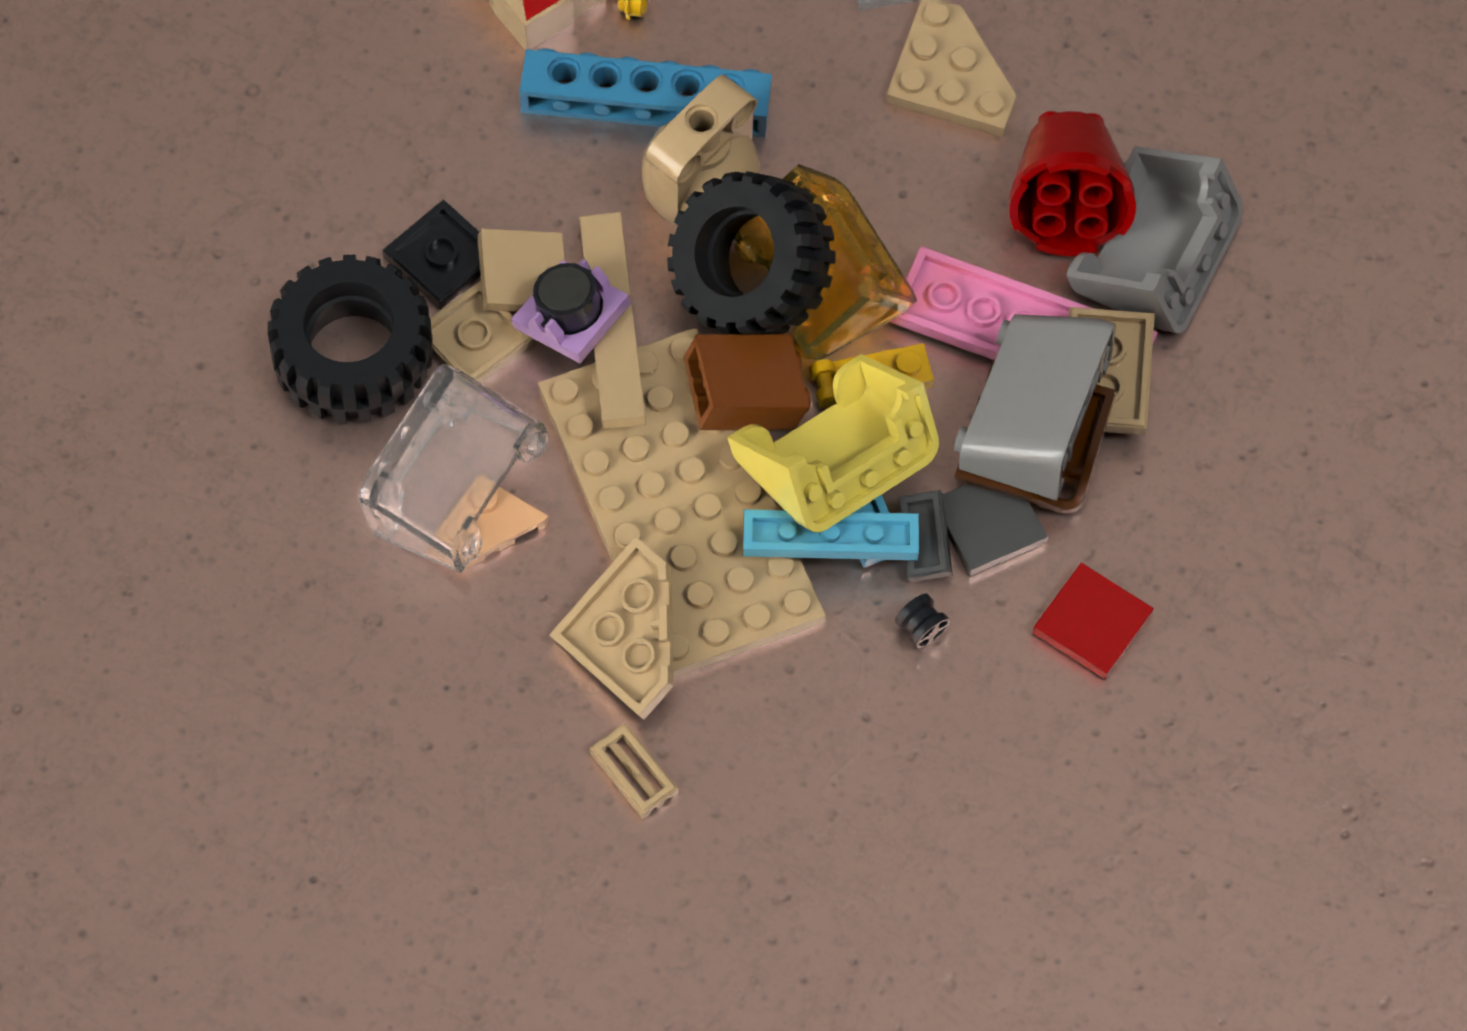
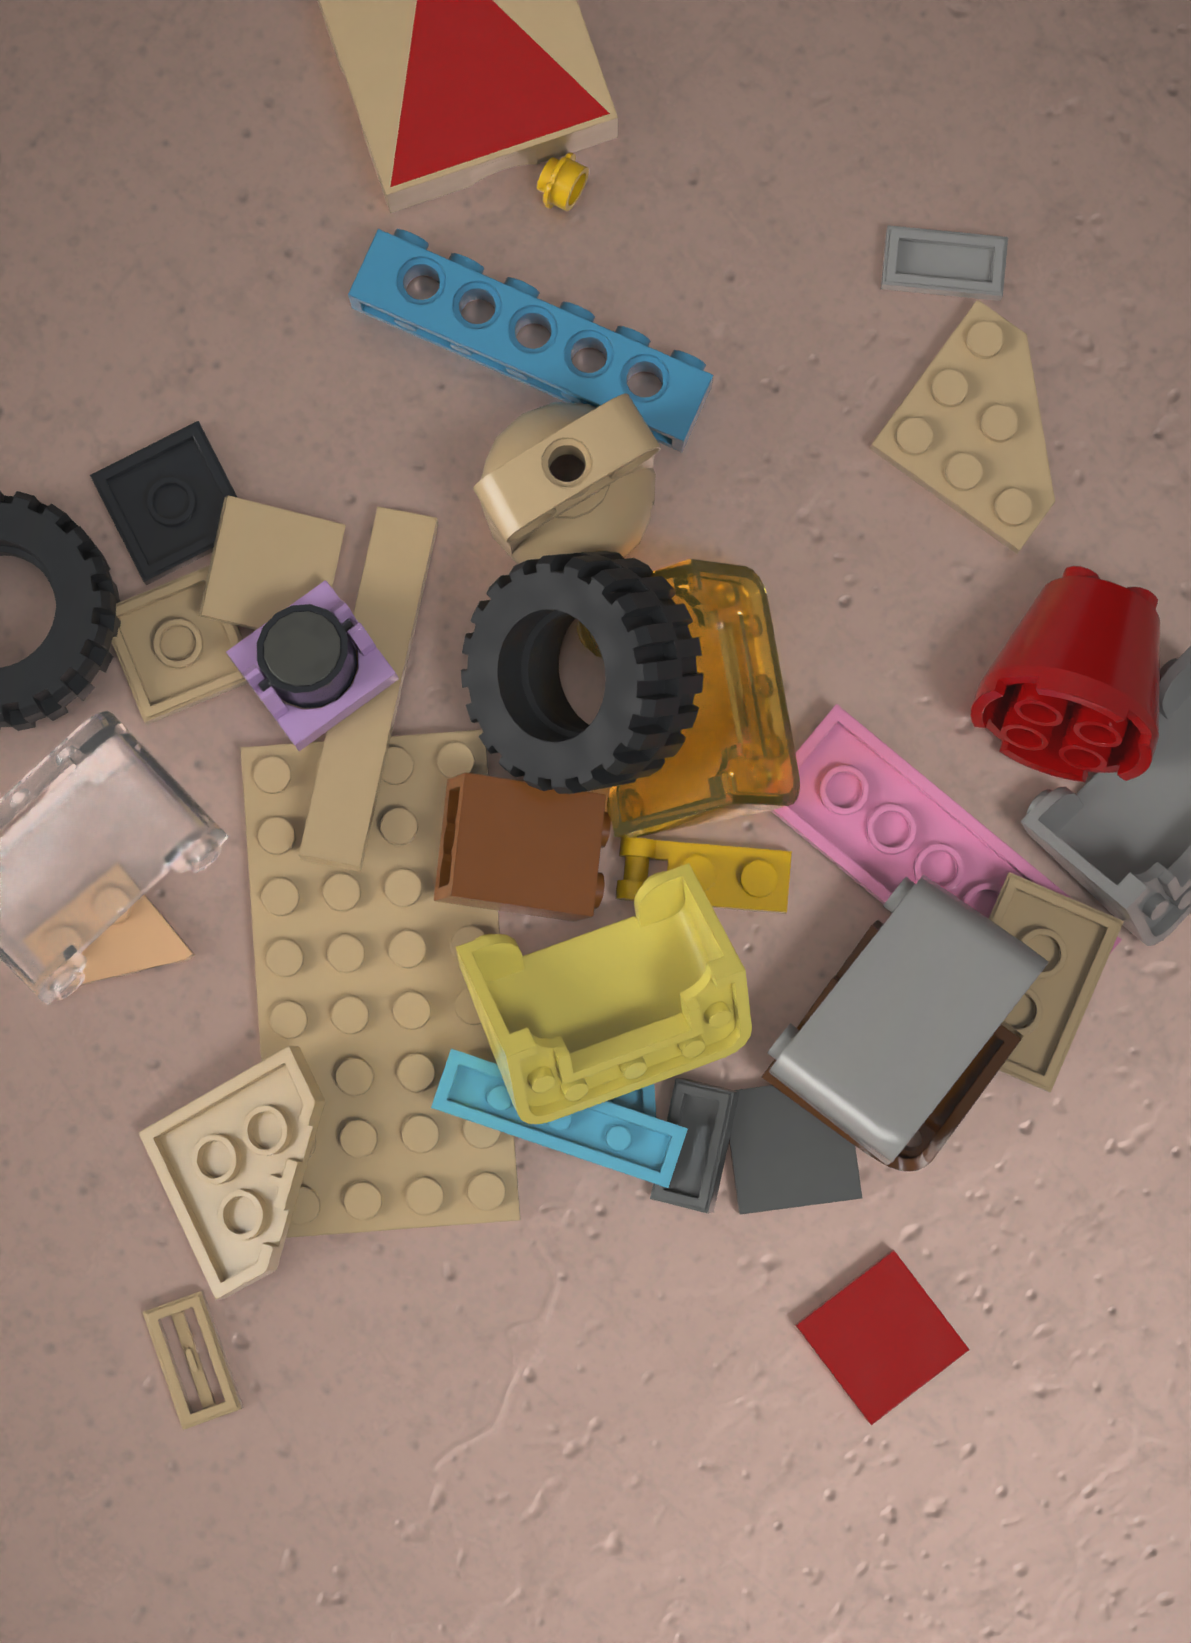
camera: 20 degrees right, 20 degrees up
(922, 620) = (647, 1271): black wheel -> none

